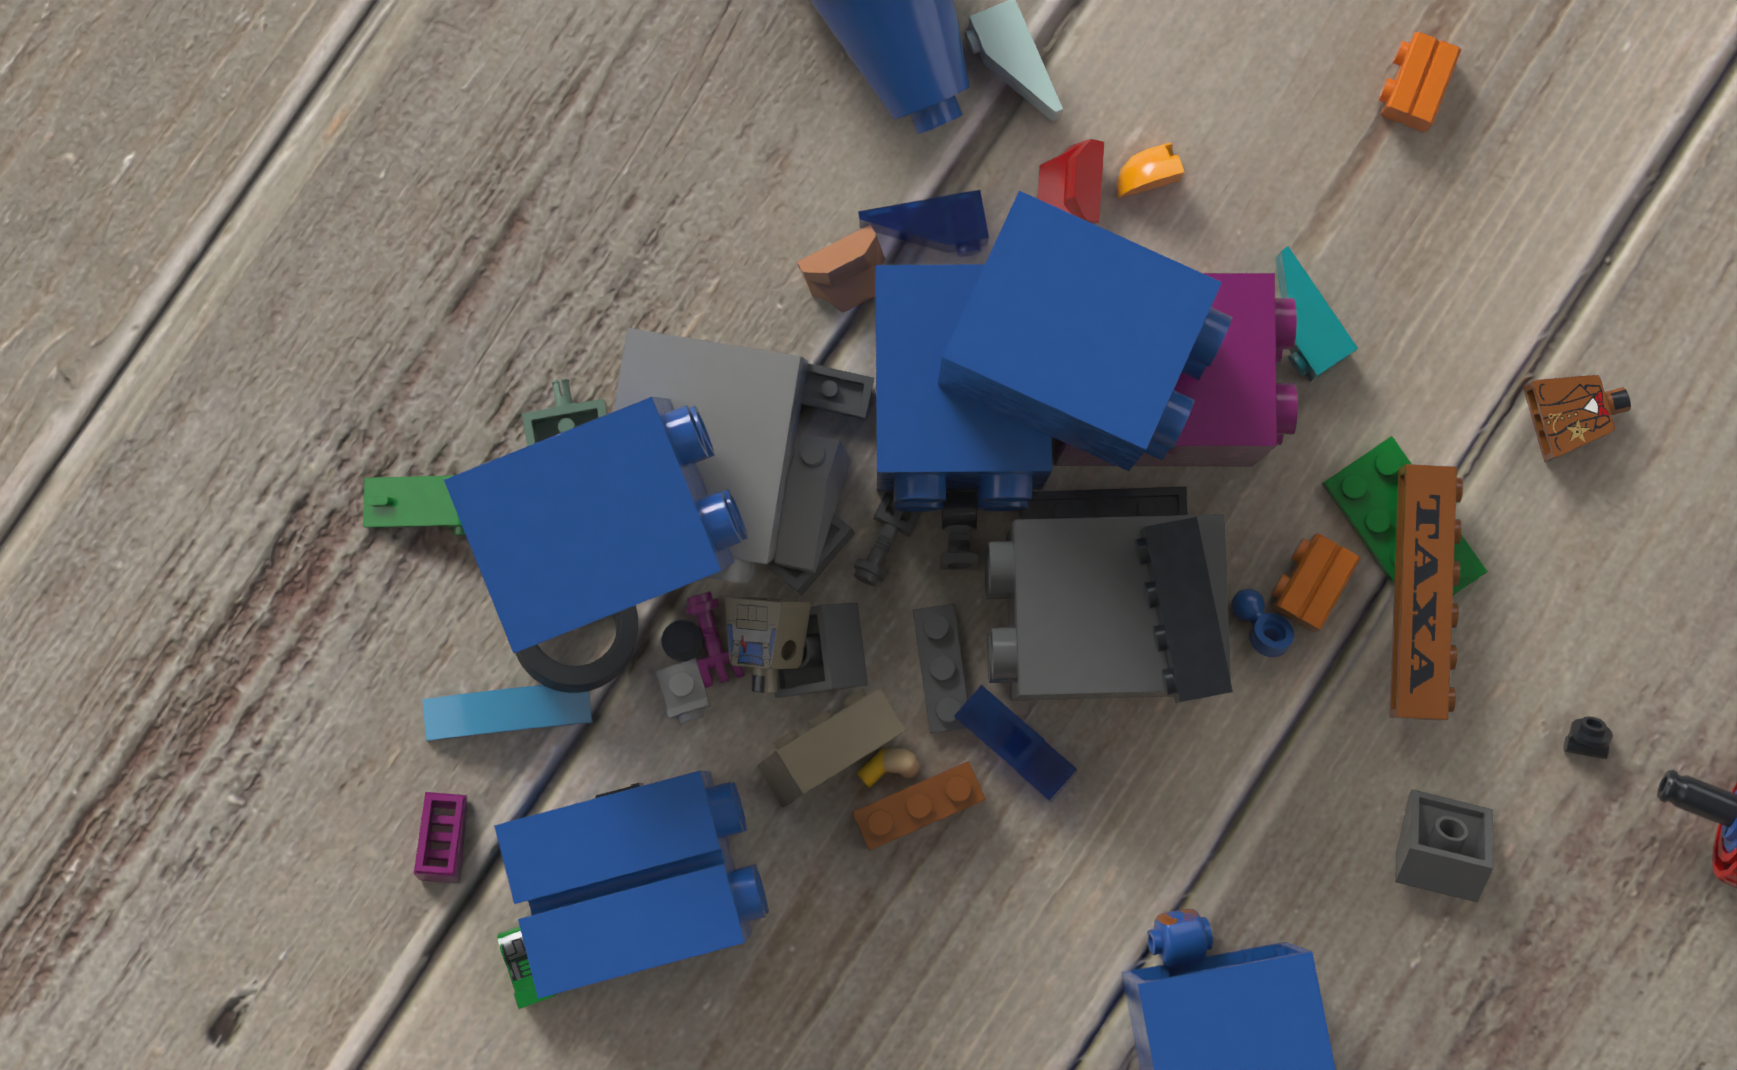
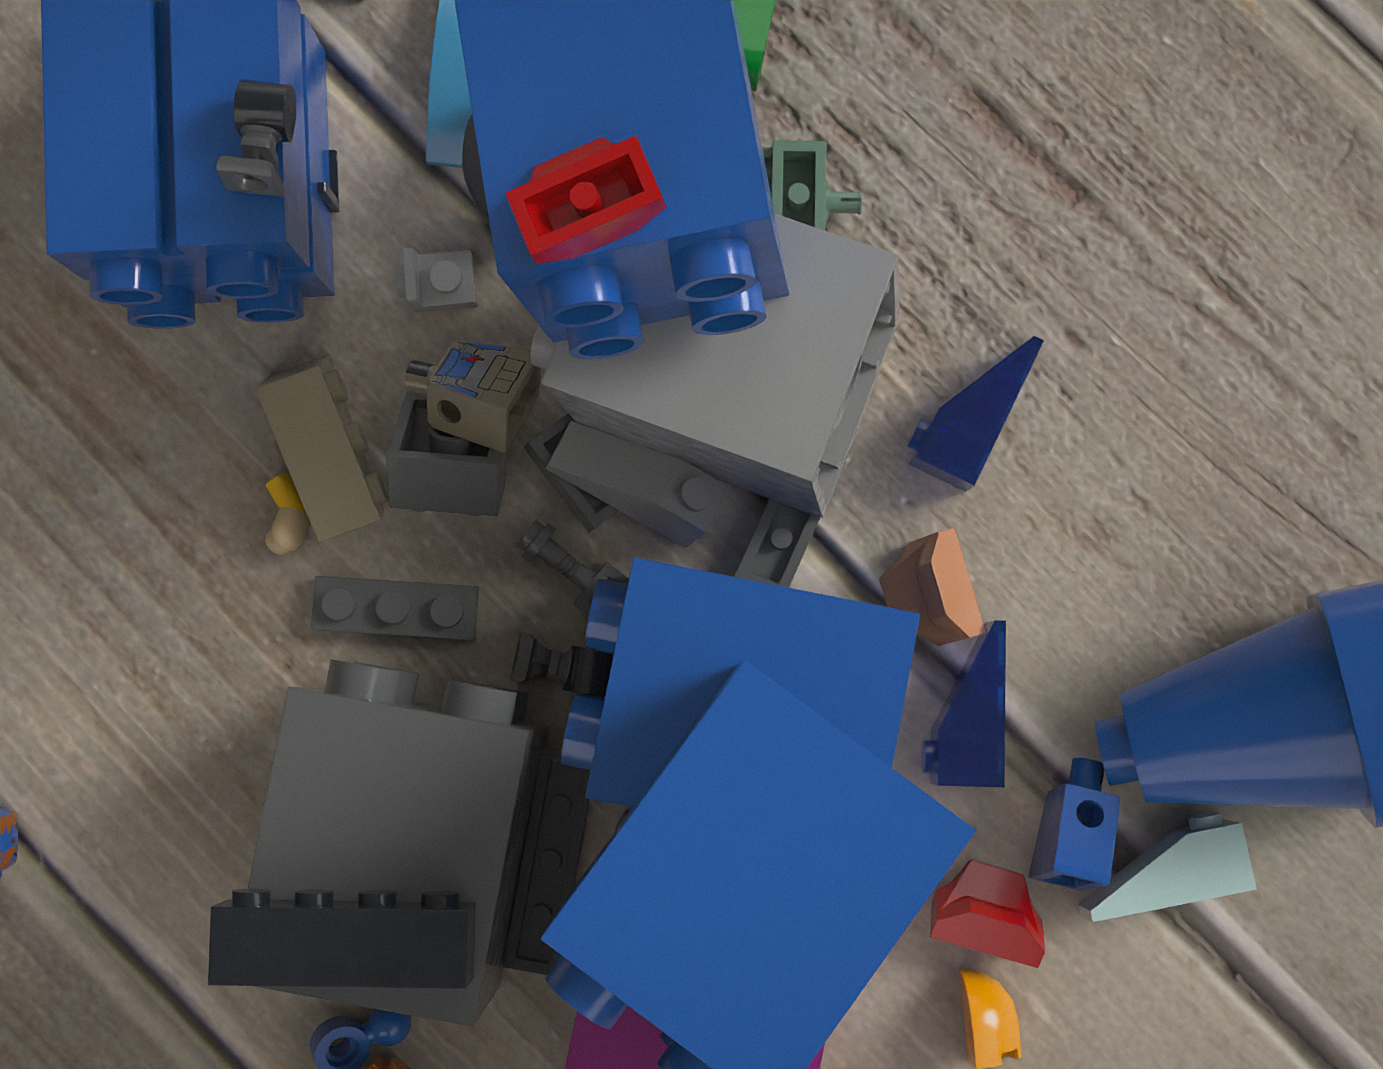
camera: 100 degrees right, 0 degrees up
(618, 800) = (262, 117): none -> leg
(661, 519) = (586, 199): none -> red slope
(682, 640) = (495, 295): black plate -> none
(716, 267) = (967, 426): none -> clear blue slope
(717, 658) = (476, 329): magenta hinge -> none
(919, 805) = (223, 540): dark orange brick -> none
(1015, 133) = (1074, 852): none -> blue torso
(1016, 743) = (260, 686): clear blue slope -> none

